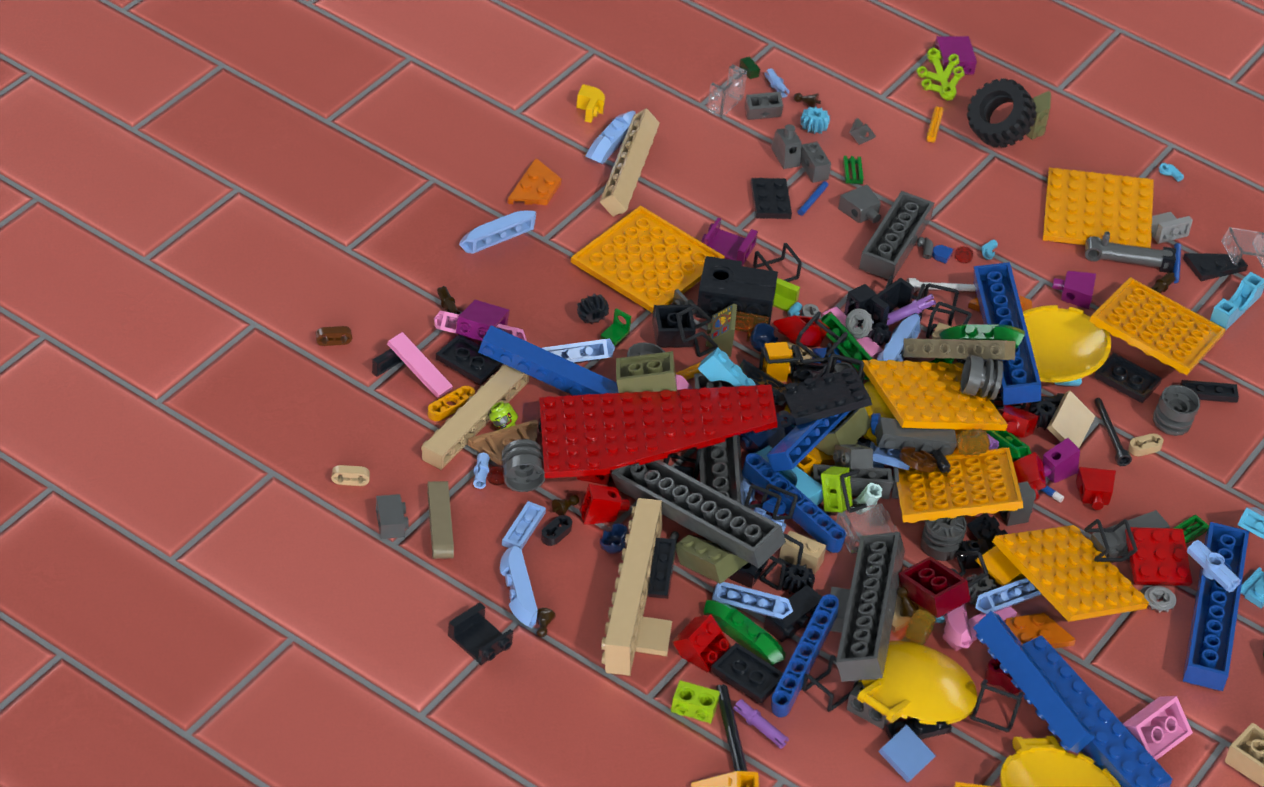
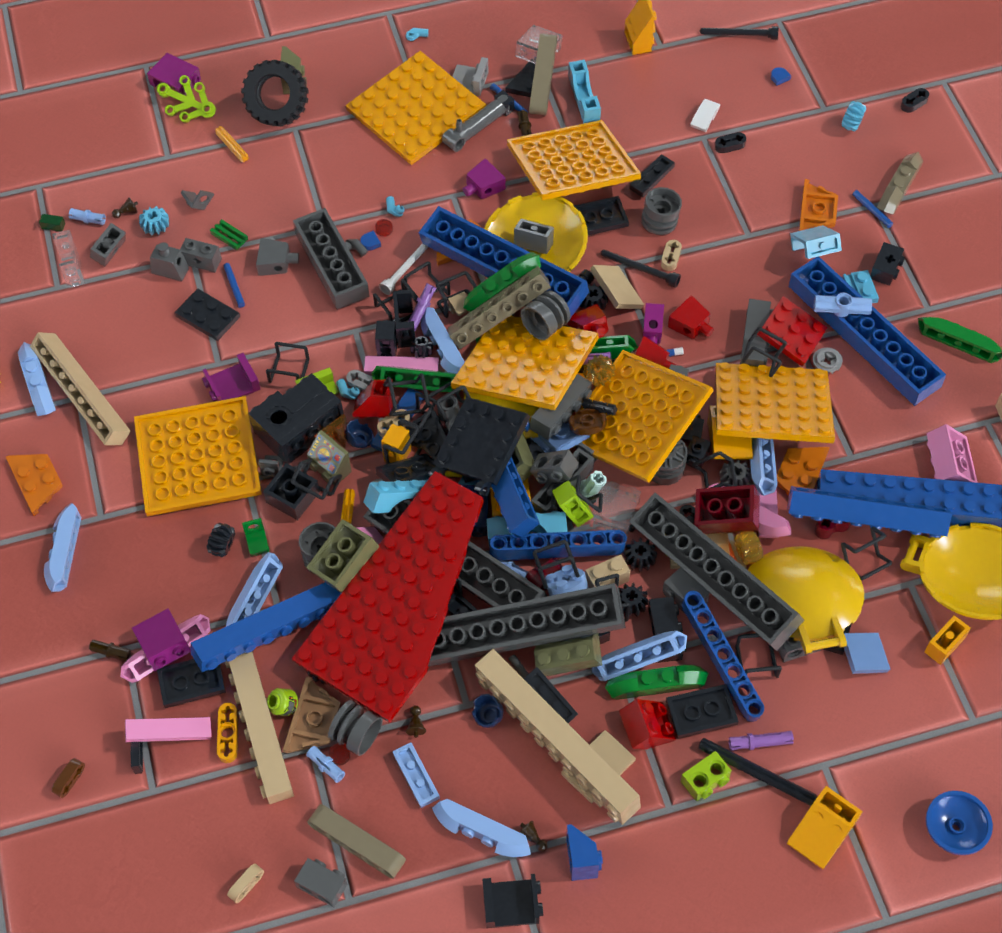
camera: 45 degrees left, 15 degrees up
(551, 652) = (583, 855): none -> blue slope
(554, 528) = (443, 749): black beam -> none
(602, 504) = (444, 694): red torso -> none
(769, 505) = (552, 557): blue tile -> none
(841, 564) = (641, 561): none -> black gear
(852, 322) = (409, 361): light grey gear -> none
(908, 608) = (724, 541): dark brown piece -> none
(1055, 341) = (533, 236): none -> dark grey brick
(1193, 531) = (772, 284): green tile -> none
(1219, 262) = (543, 74): none -> dark tan beam

